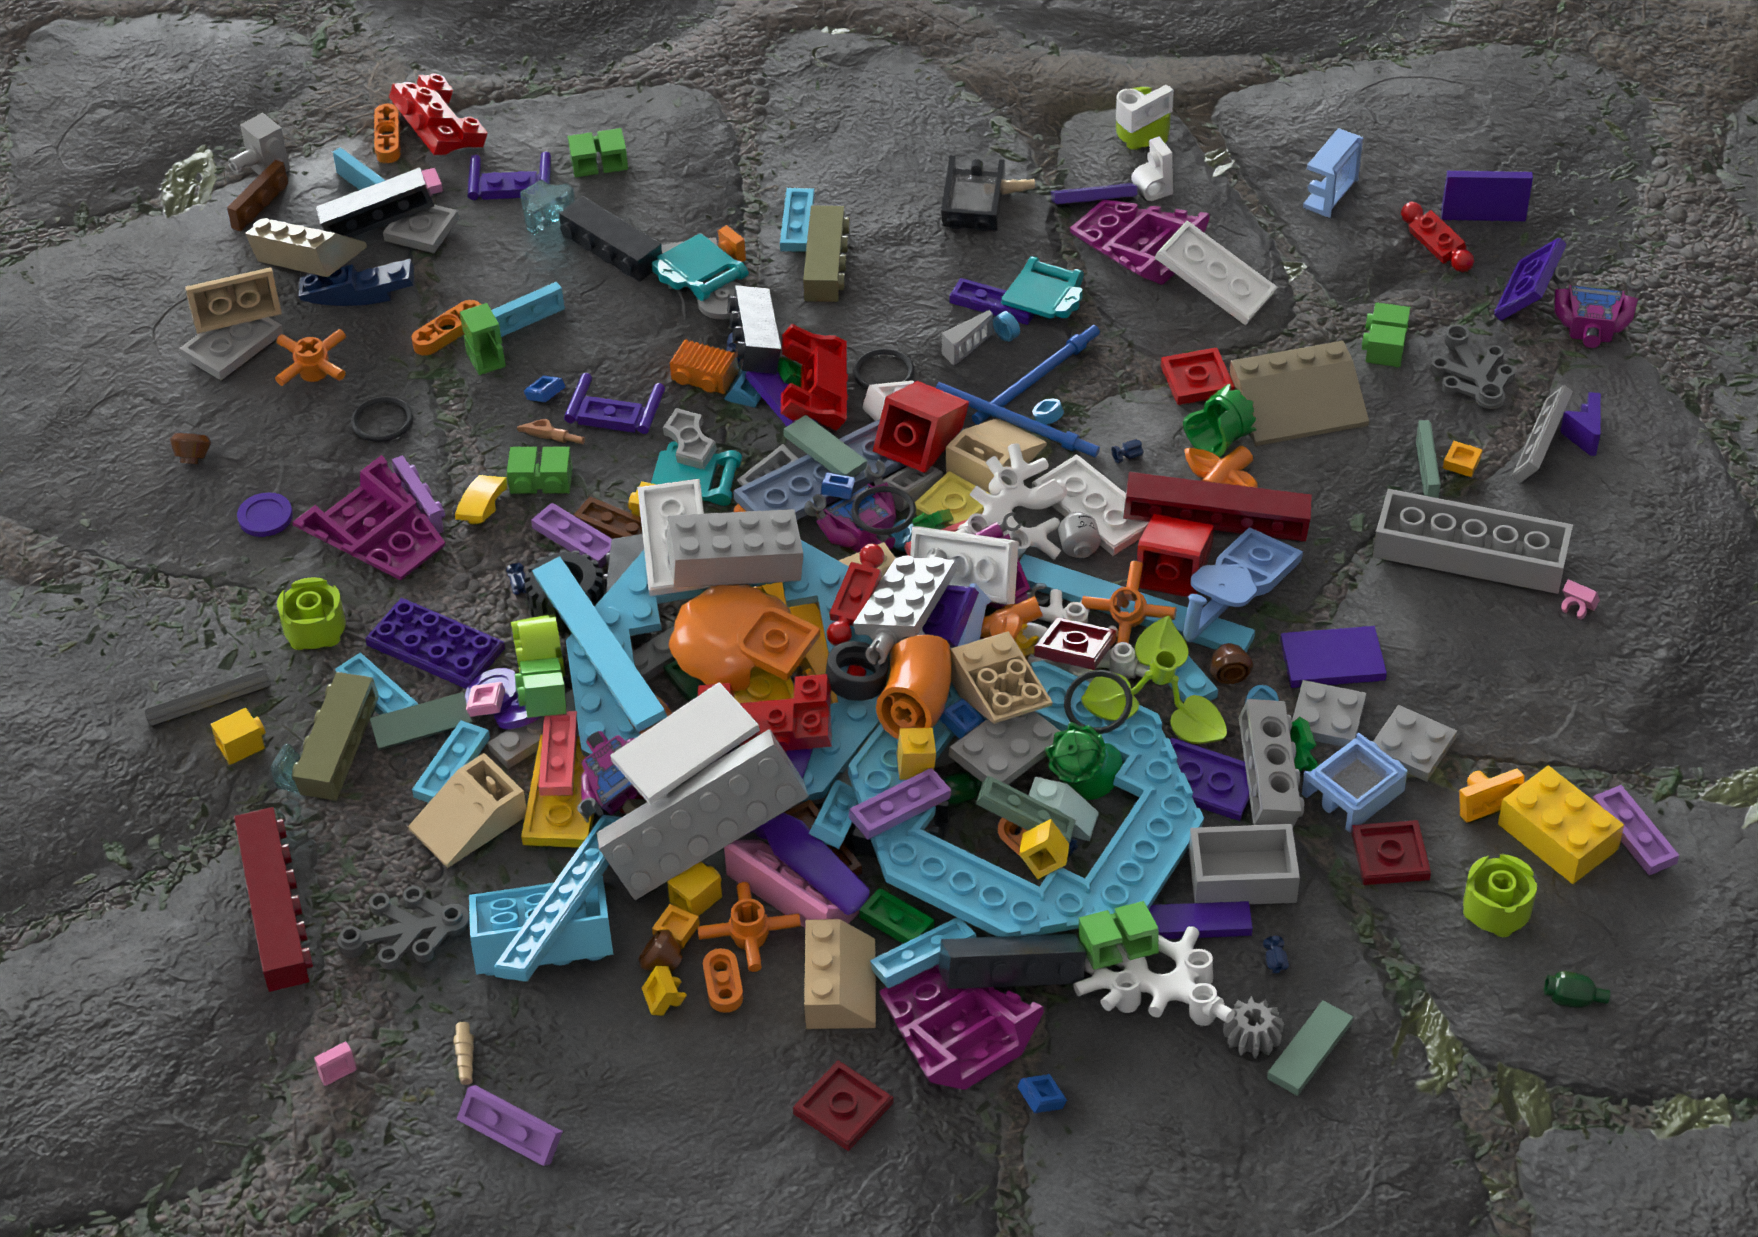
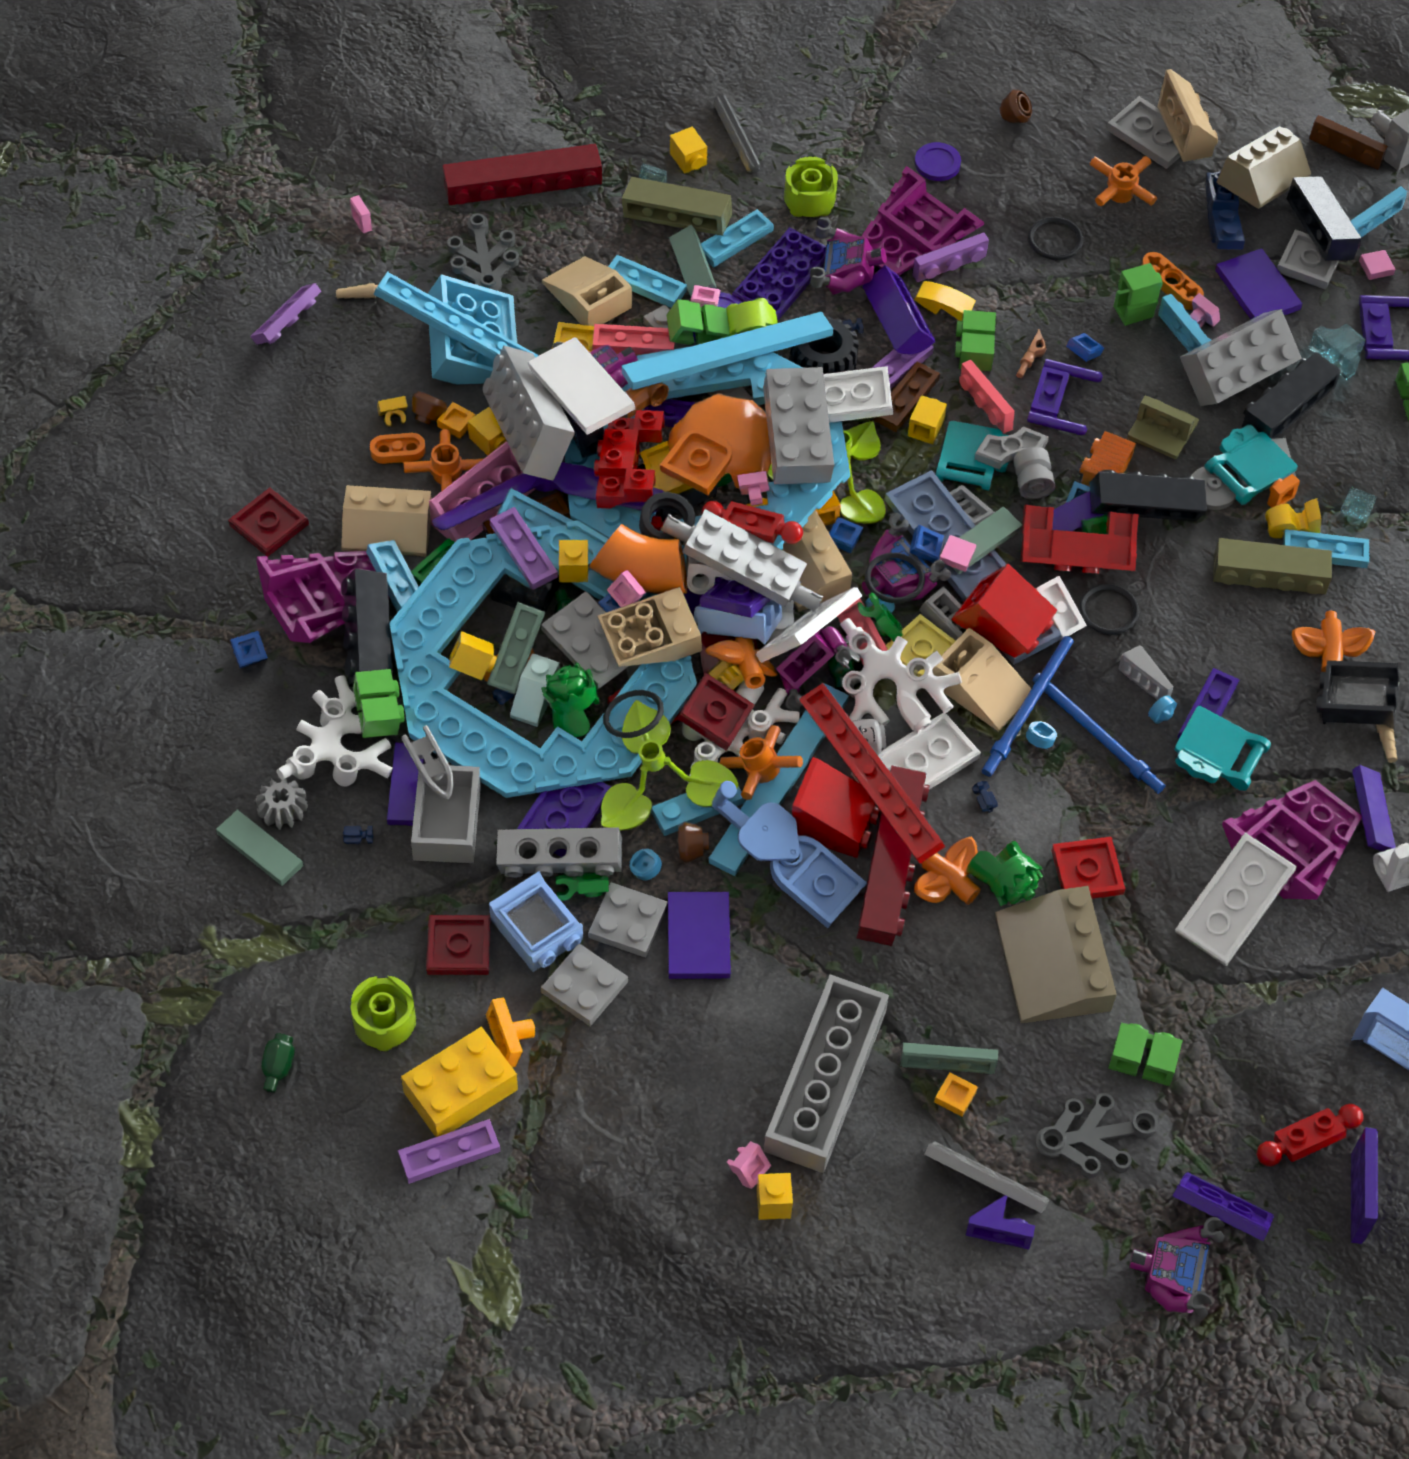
camera: 90 degrees right, 10 degrees up
(429, 573) = (847, 260): none -> torso
(456, 265) = (1258, 284): none -> dark purple tile
(496, 295) = (1204, 311): none -> bright pink tile
(506, 529) = (898, 312): none -> dark purple brick
(570, 262) = (1240, 357): none -> light grey brick
(622, 456) = (986, 396): none -> coral plate
(652, 328) = (1162, 427): none -> olive bracket
(724, 418) = (1034, 473): none -> light grey wheel
(737, 200) = (1358, 504): none -> clear light blue slope
(766, 235) = (1284, 517): none -> yellow leg
(805, 596) = (753, 485): none -> bright pink tile
(852, 457) = (958, 553): none -> bright pink tile
(908, 215) = (1331, 641): none -> orange plant
(960, 695) = (626, 589): none -> bright pink tile
(1139, 508) = (872, 773): none -> red plate
(1207, 862) = (432, 769): none -> light grey piece
(1609, 574) = (774, 1196): none -> yellow brick

